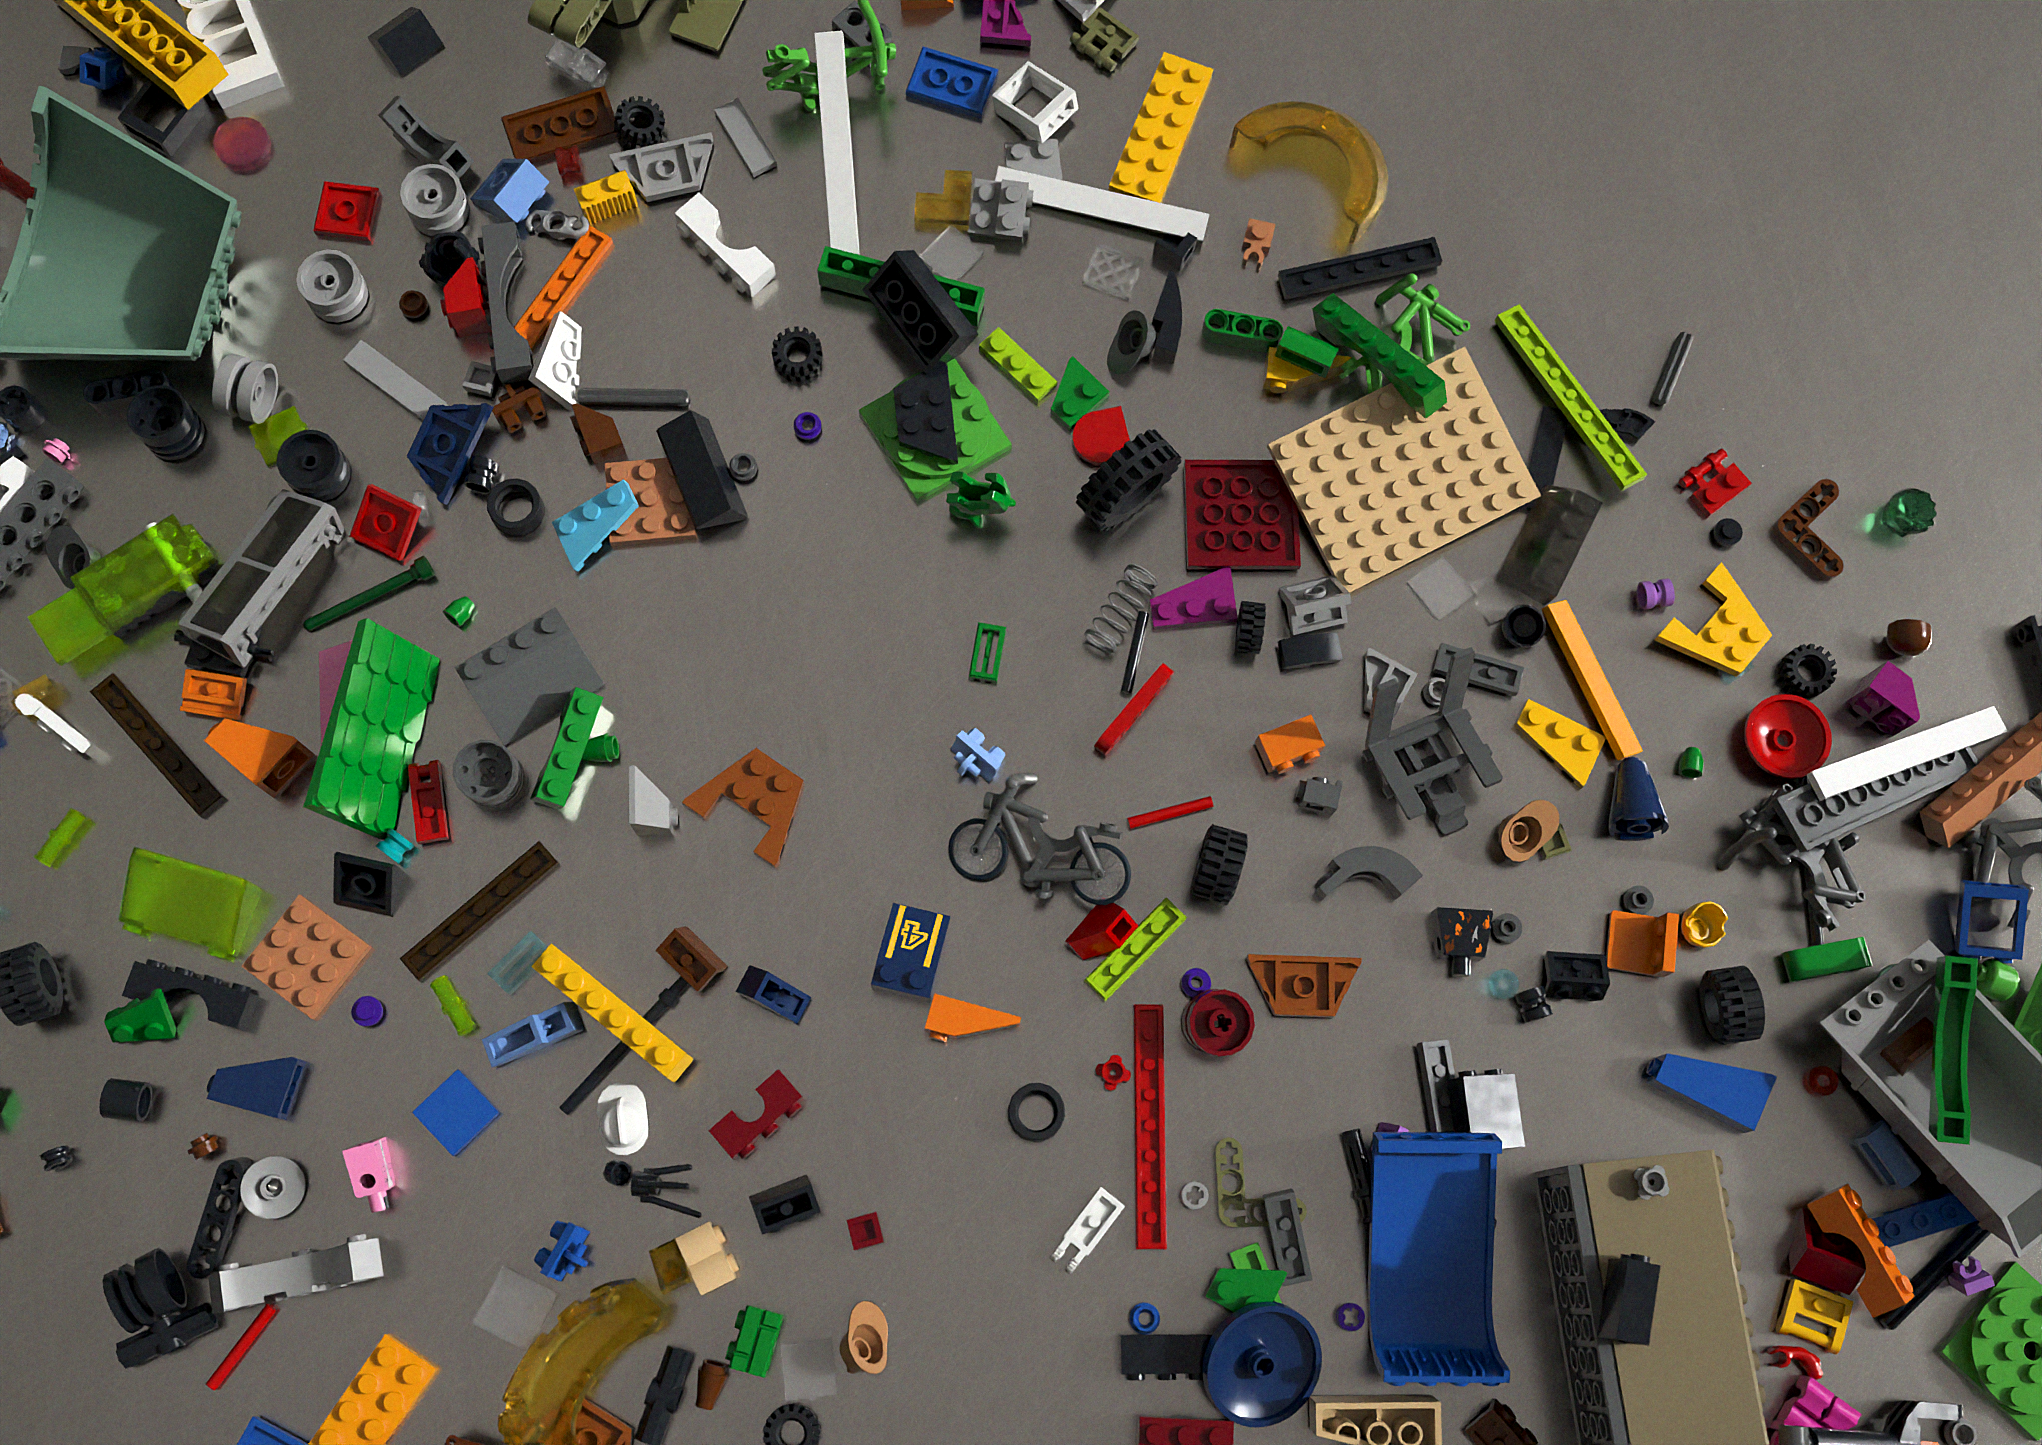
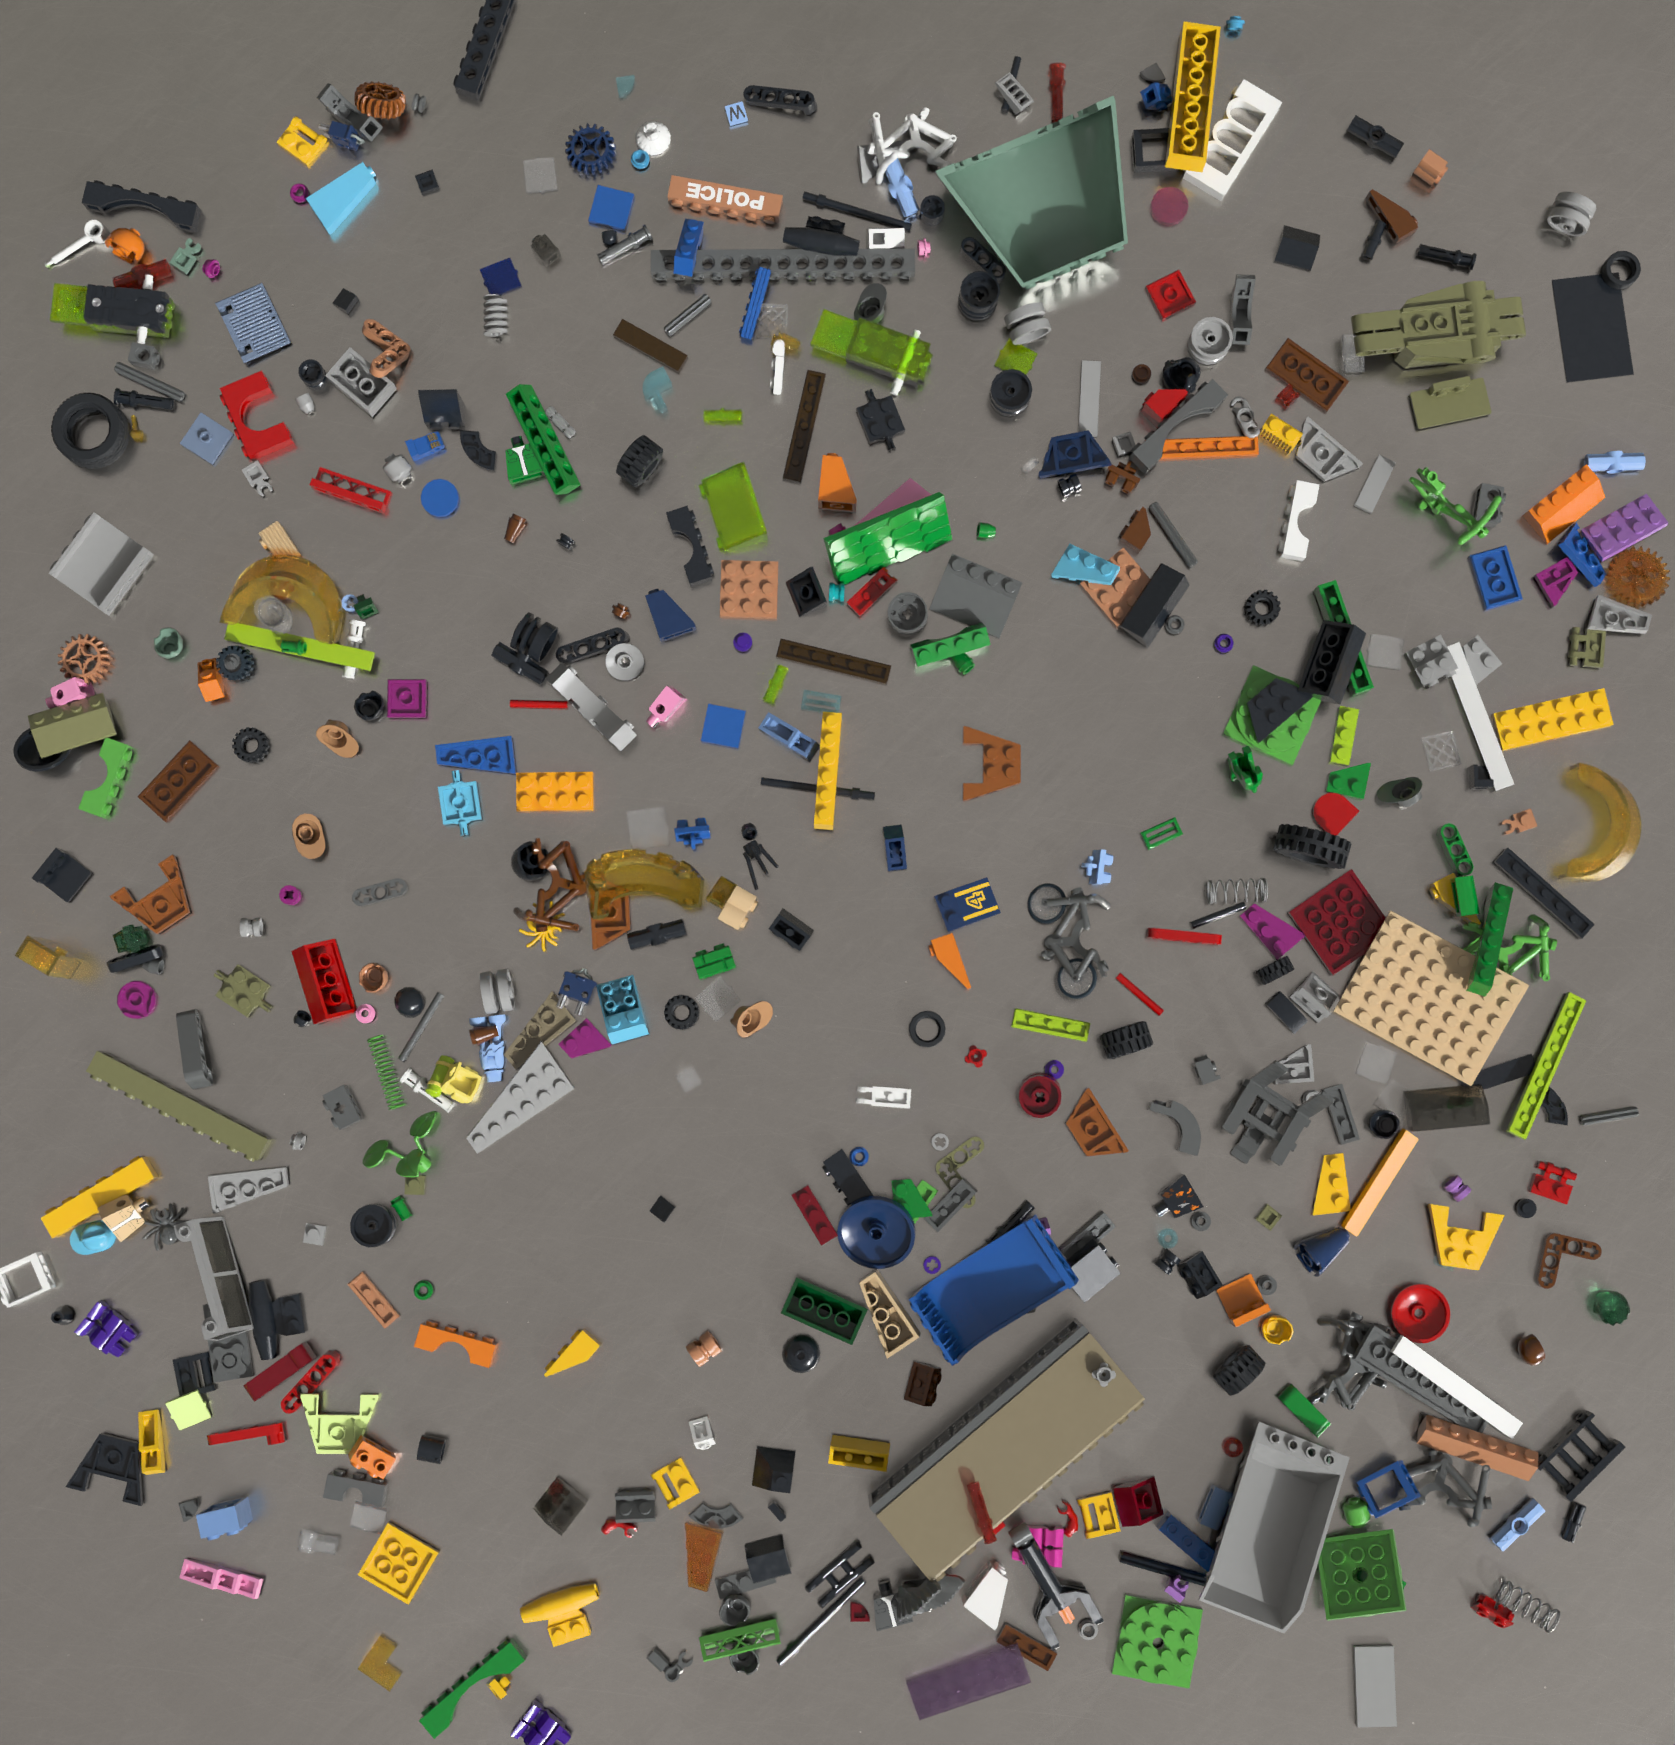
camera: 60 degrees right, 10 degrees up
(126, 1100) = (616, 554): black piece -> none
(141, 1020) = (660, 531): green wing -> none
(213, 694) = (850, 435): orange plate -> none
(260, 574) = (931, 412): windscreen -> none
(332, 285) = (1119, 312): light grey wheel -> none
(385, 522) = (1006, 454): red tile -> none
(419, 570) = (992, 492): dark green piece -> none
(506, 488) = (1062, 531): black tyre -> none
(511, 190) = (1247, 376): medium blue slope -> none
(557, 361) = (1163, 478): white wing -> none
(622, 1118) = (778, 814): white piece -> none
(643, 110) = (1349, 414): black tyre -> none
(648, 807) = (948, 711): slope -> none
(690, 957) = (884, 790): reddish brown panel -> none
(709, 1383) = (678, 953): reddish brown cone -> none
(739, 1136) = (809, 881): dark red arch -> none
(837, 141) = (1403, 542): white tile -> none
(865, 1231) = (805, 980): dark red plate -> none
(949, 207) = (1414, 631): clear yellow plate -> none
(1051, 117) = (1512, 652): white window -> none
(1101, 931) = (1047, 1000): red slope -> none
(1149, 1127) = (961, 1094): red tile -> none
(1168, 320) = (1431, 803): black slope -> none
(1290, 744) = (1223, 1036): orange brick -> none
(1528, 829) = (1264, 1198): medium nougat piece -> none
(1629, 1300) = (1032, 1396): black brick -> none
(1691, 763) = (1368, 1268): green hose -> none
(1719, 1090) = (1187, 1390): blue slope -> none
(1818, 660) = (1481, 1309): black tyre -> none
(1883, 1283) = (1140, 1539): orange arch -> none
(1886, 699) = (1482, 1357): magenta slope -> none
(1910, 1047) = (1286, 1486): reddish brown panel -> none
(1952, 1015) = (1291, 1502): green arch -> none

